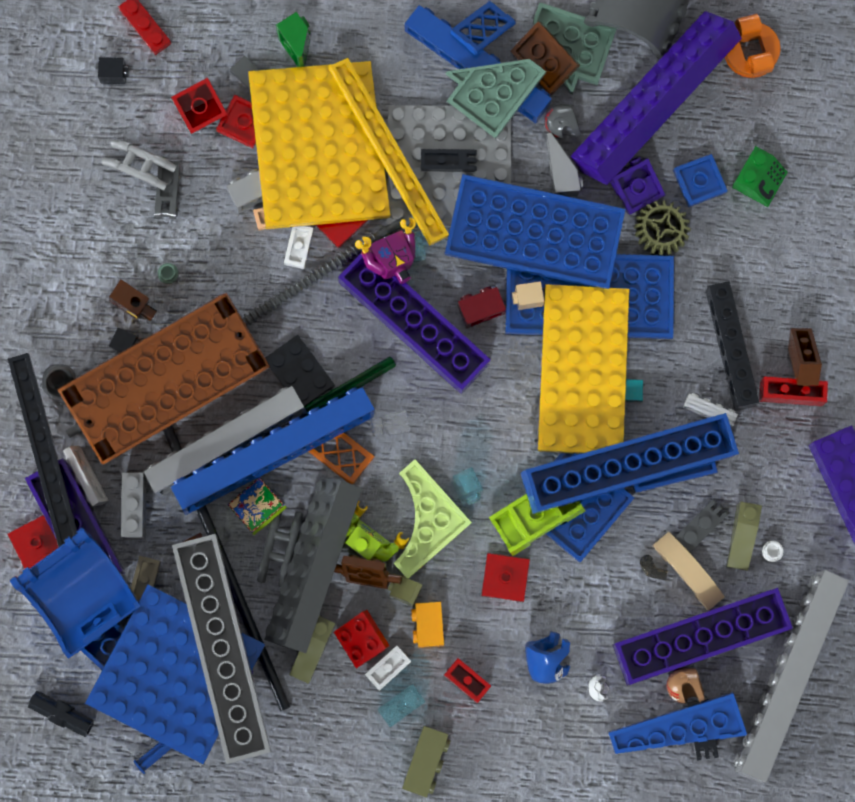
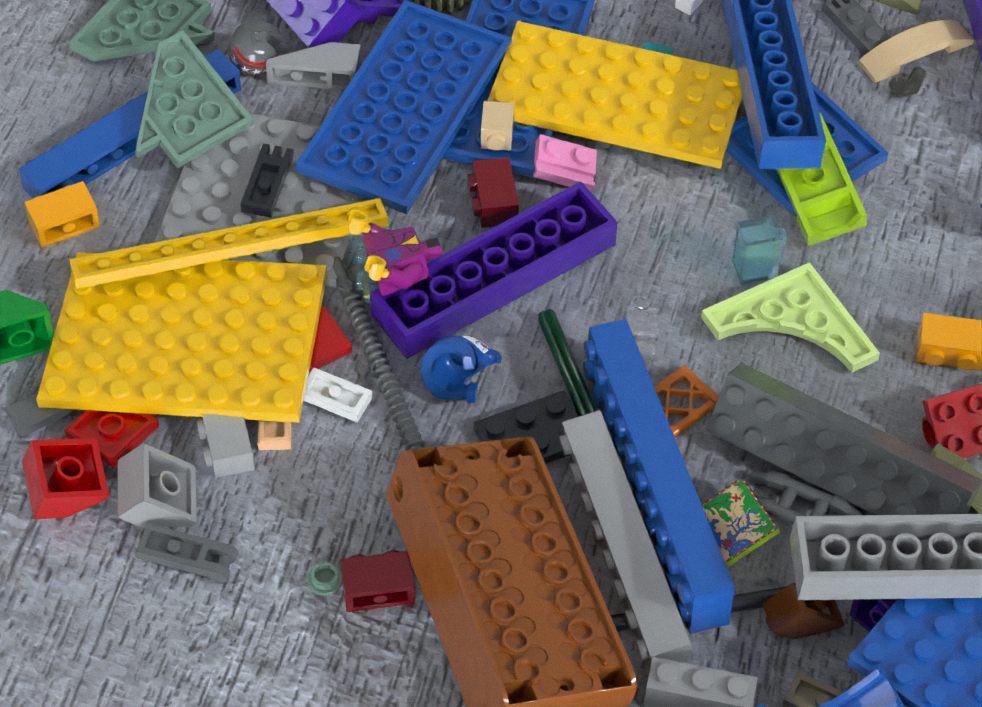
camera: 75 degrees left, 25 degrees down
(122, 340) = (419, 665): black tile -> none
(124, 295) = (357, 631): reddish brown torso -> none
(143, 172) = (132, 598): light grey piece -> none
(169, 301) = (377, 581): none -> dark red brick
(205, 160) = (156, 488): none -> light grey slope
(331, 310) = (452, 363): none -> blue piece
(366, 572) = (867, 384): reddish brown plate -> none
(369, 542) = (826, 377): lime torso -> none
(396, 42) = (62, 214): none -> light orange brick
(406, 591) = (900, 351): olive slope -> none
(498, 15) = (77, 91): blue window -> none
(505, 577) = (893, 245): red plate -> none
(517, 347) = (564, 162): none -> bright pink plate
(547, 53) = (135, 46): reddish brown plate -> none

